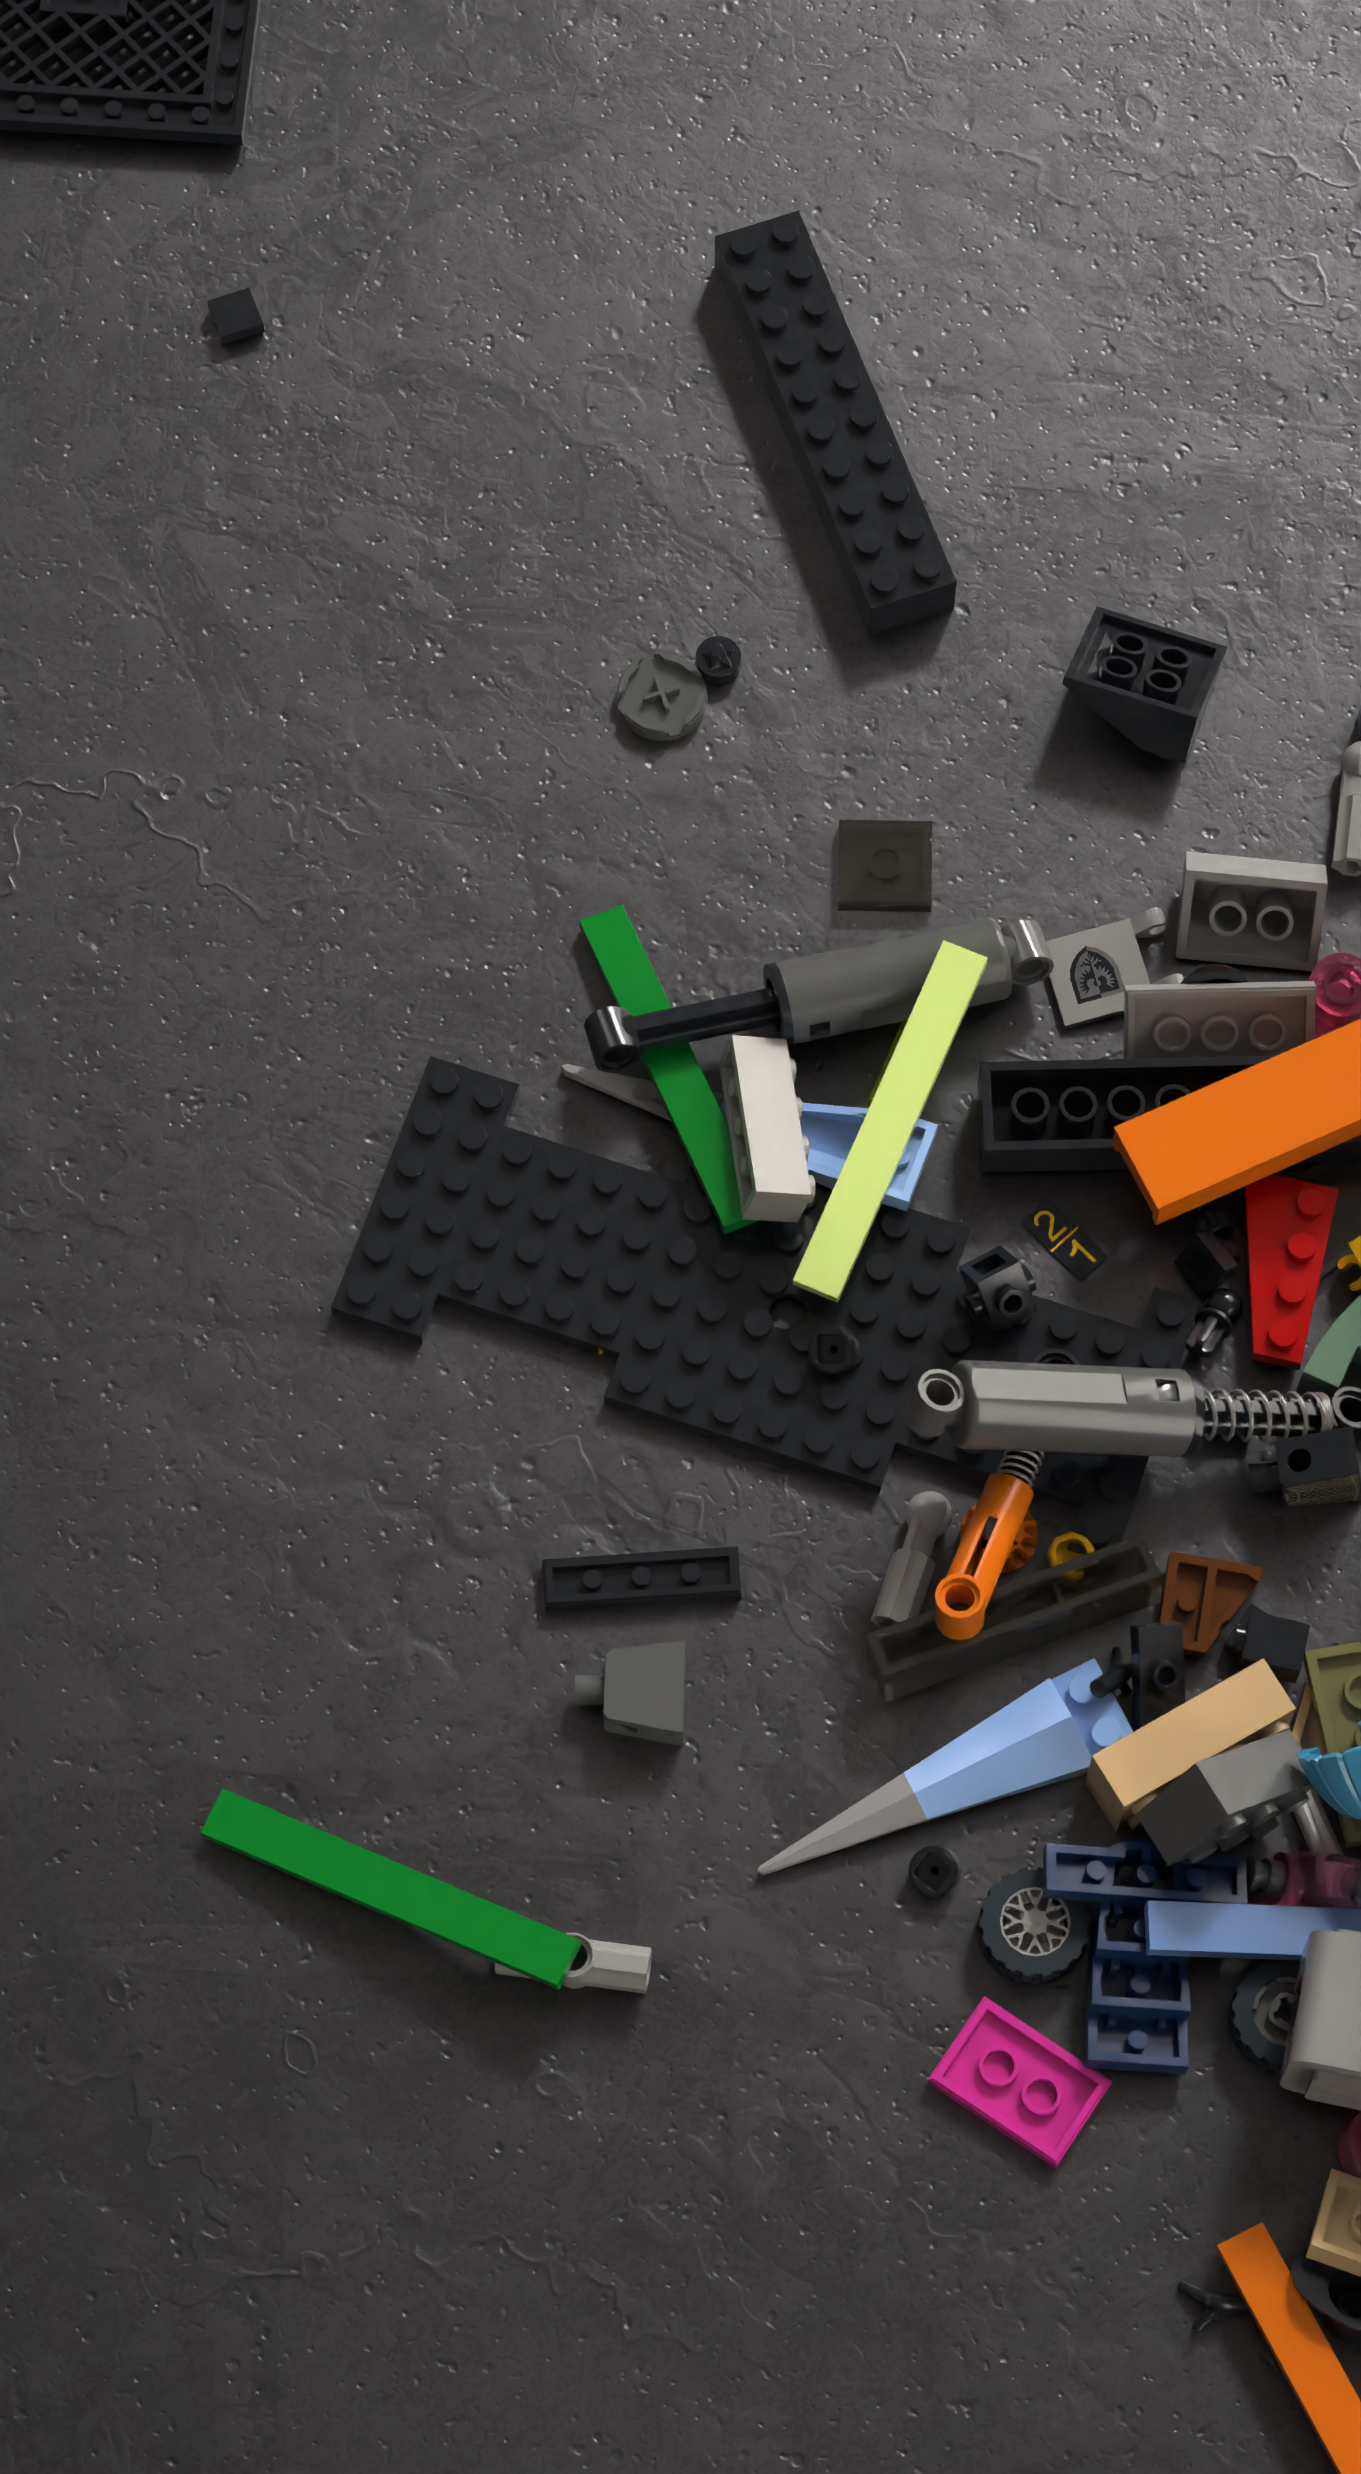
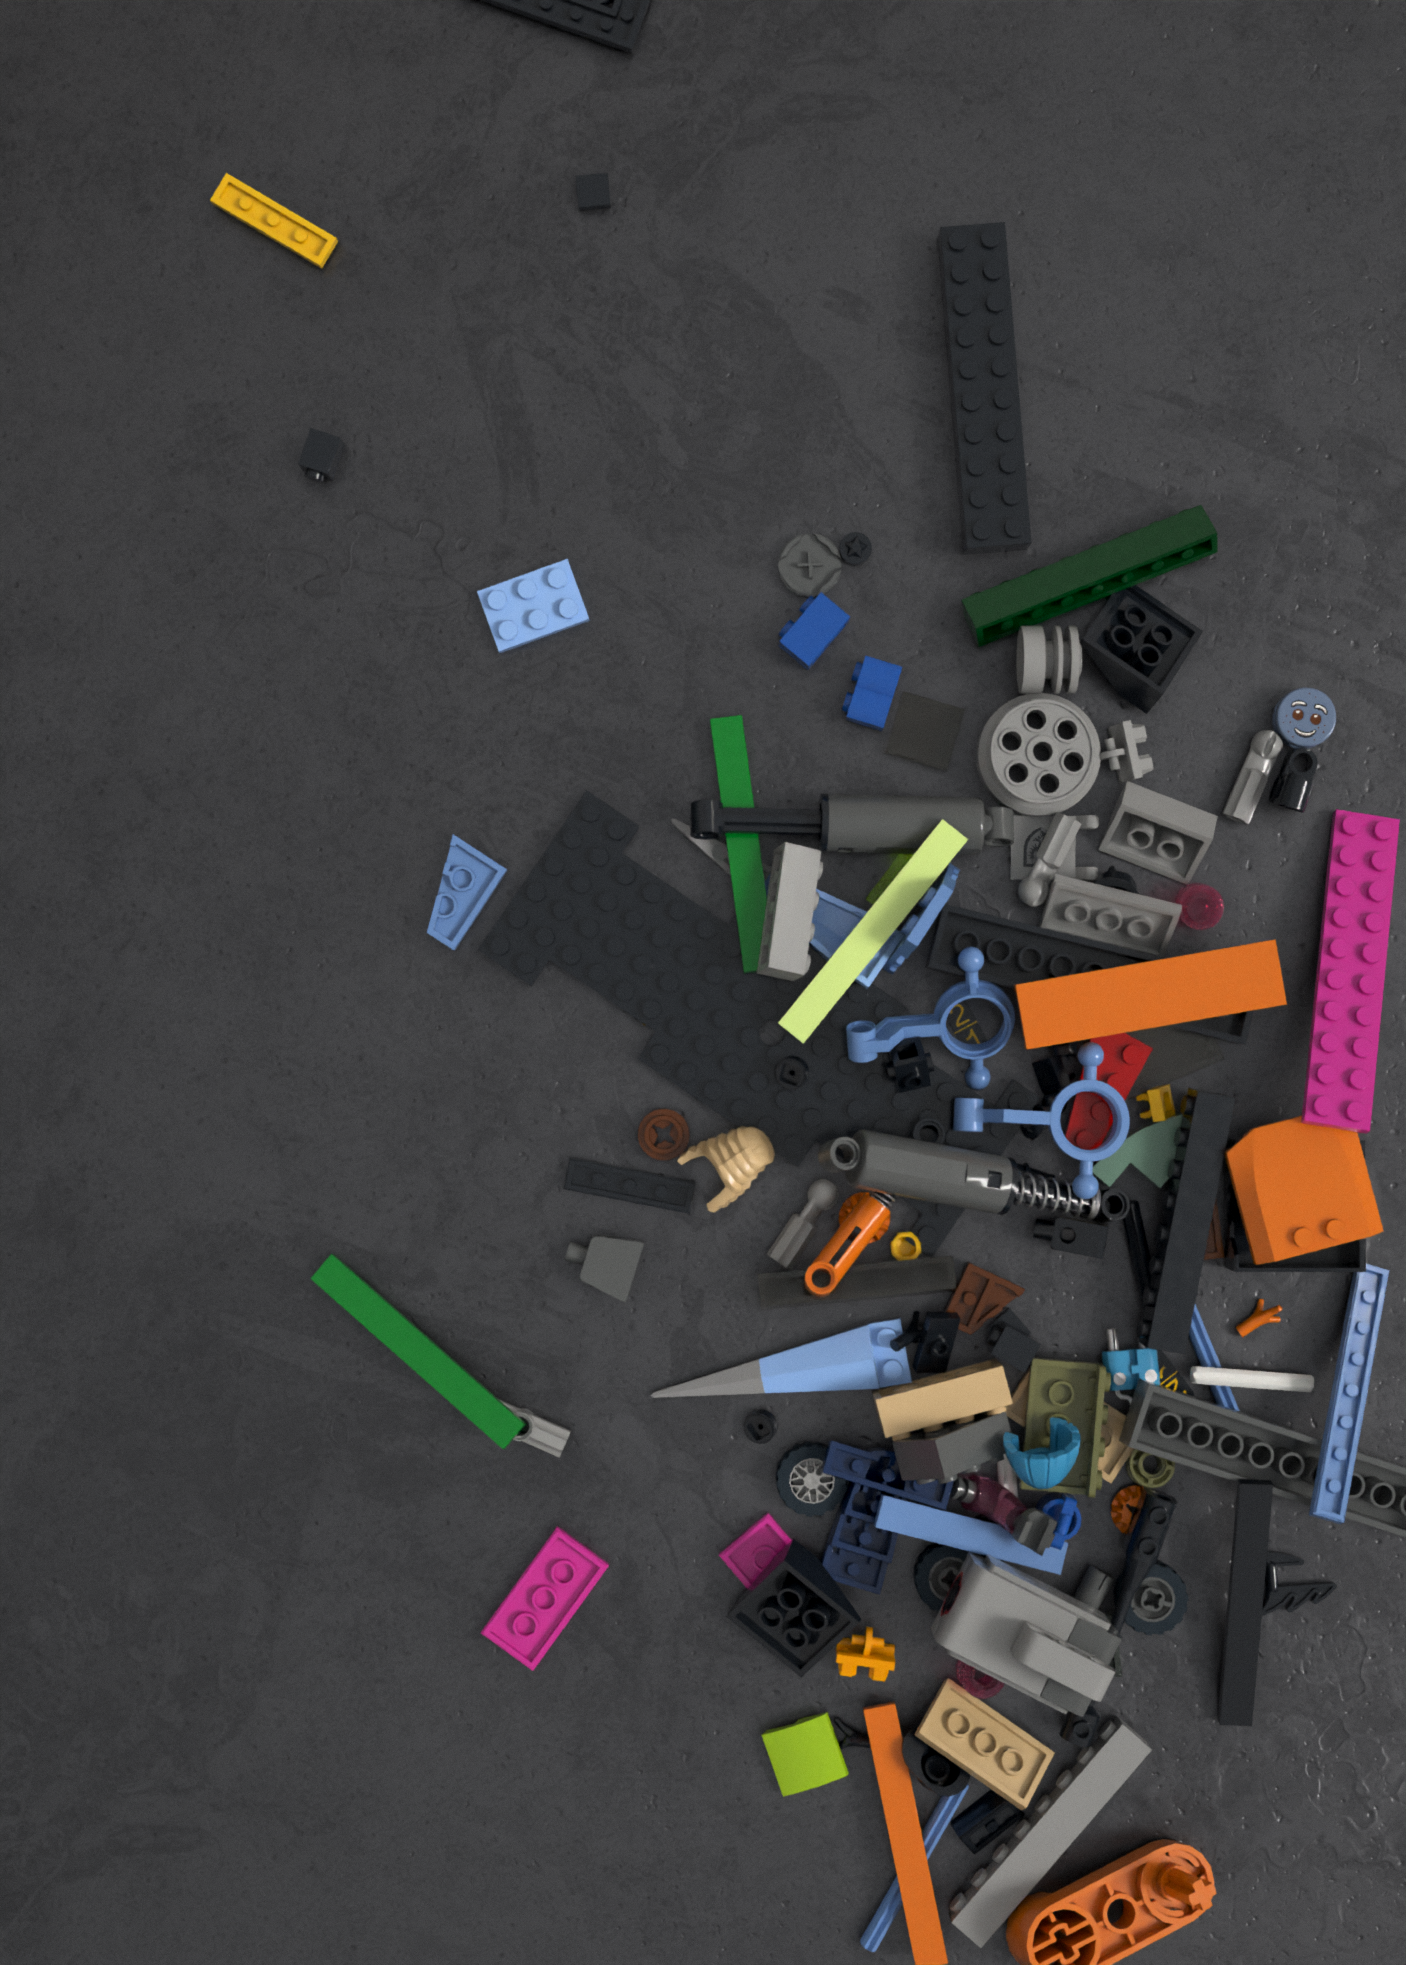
camera: 15 degrees right, 20 degrees up
(289, 1234) = (463, 892): none -> medium blue wing
(290, 840) = (533, 606): none -> light blue plate
(662, 1473) = (665, 1149): none -> reddish brown gear
(680, 2219) = (545, 1598): none -> dark pink tile
(691, 771) = (813, 630): none -> blue brick
(796, 1480) = (737, 1159): none -> tan hair
(797, 830) = (872, 693): none -> blue brick
(924, 1266) = (867, 1039): none -> medium blue piece
(950, 1093) = (917, 926): none -> medium blue wing
(1036, 719) = (1048, 659): none -> light grey wheel
(1048, 609) = (1090, 575): none -> dark green brick
(1052, 899) = (995, 760): none -> light grey wheel
(1068, 2120) = (795, 1609): none -> black slope
(1111, 969) = (1050, 856): none -> light grey piece
(1111, 1339) = (970, 1116): none -> medium blue piece
(1149, 2347) = (805, 1754): none -> lime slope
(1168, 819) = (1123, 751): none -> light grey hips
(1172, 2170) = (865, 1652): none -> light orange hips

